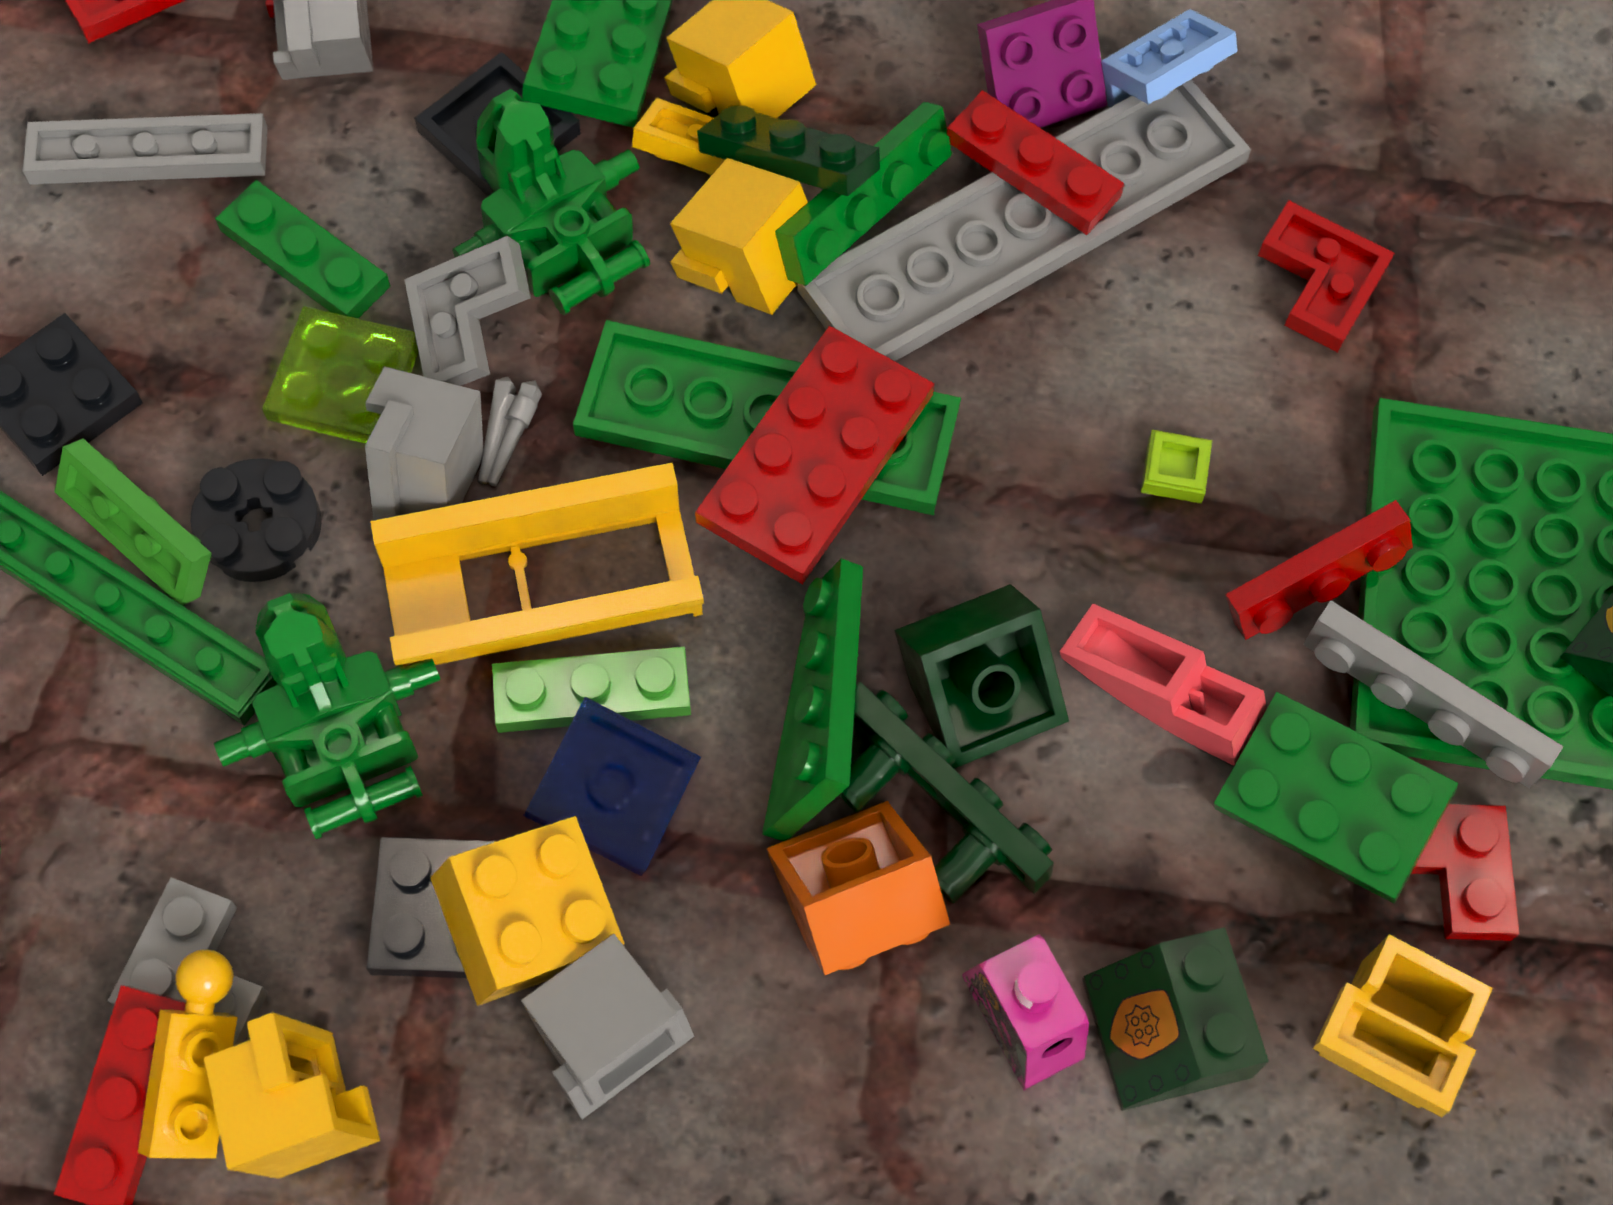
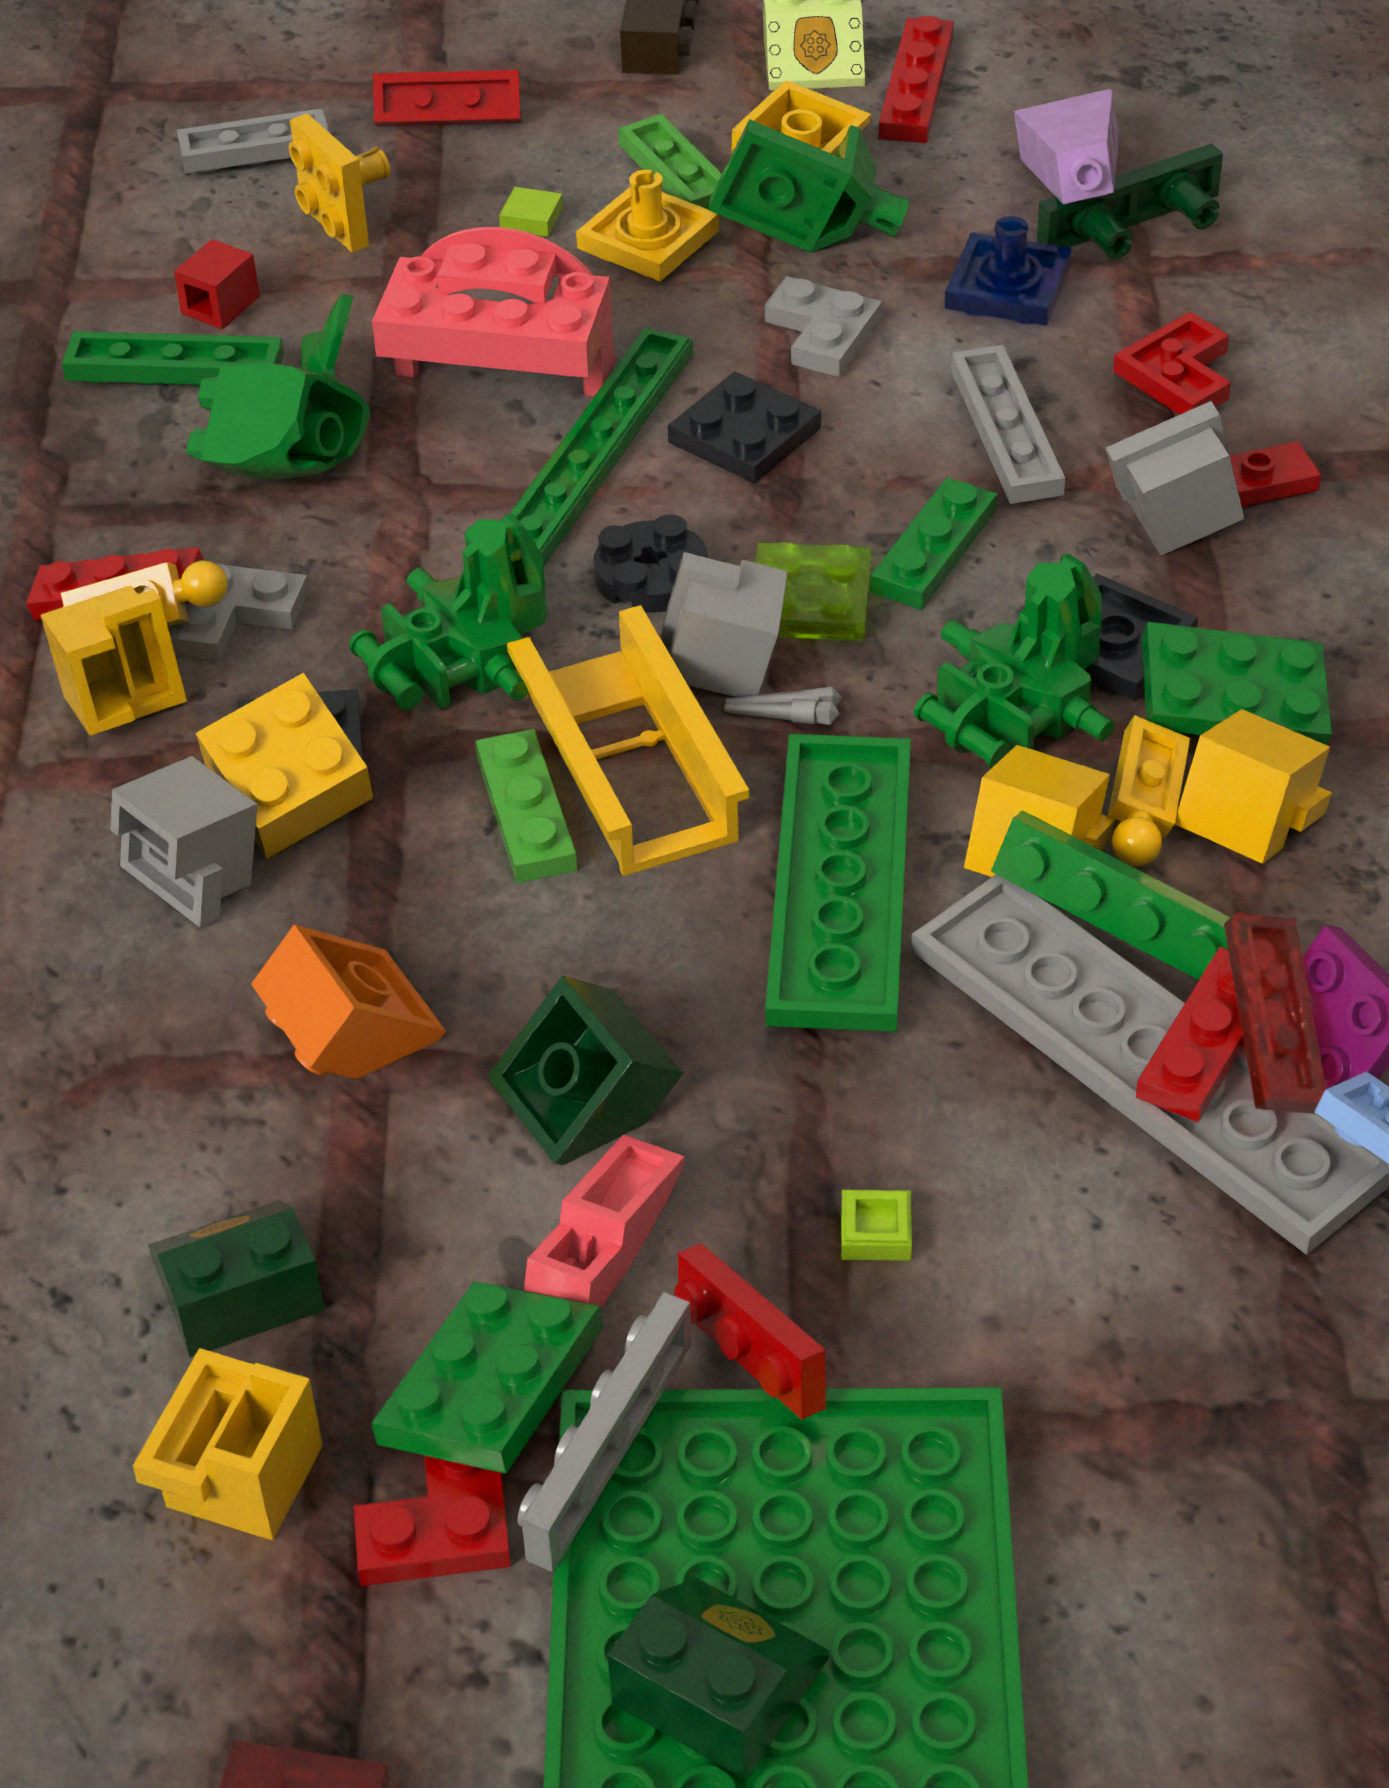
camera: 85 degrees right, 20 degrees down
(132, 522) = (625, 487): bright green plate -> none
(451, 301) = (903, 631): light grey plate -> none
(616, 783) = (425, 825): clear blue plate -> none
(790, 149) = (1132, 814): dark green plate -> none
(814, 454) = (796, 902): red plate -> none
(819, 716) = (532, 941): green wing -> none
(973, 805) = (481, 1029): dark green plate -> none
(1030, 1010) = (228, 1133): dark pink torso -> none
(1050, 99) = (1275, 1013): none -> clear red plate
(1338, 267) = (1168, 1350): red plate -> none

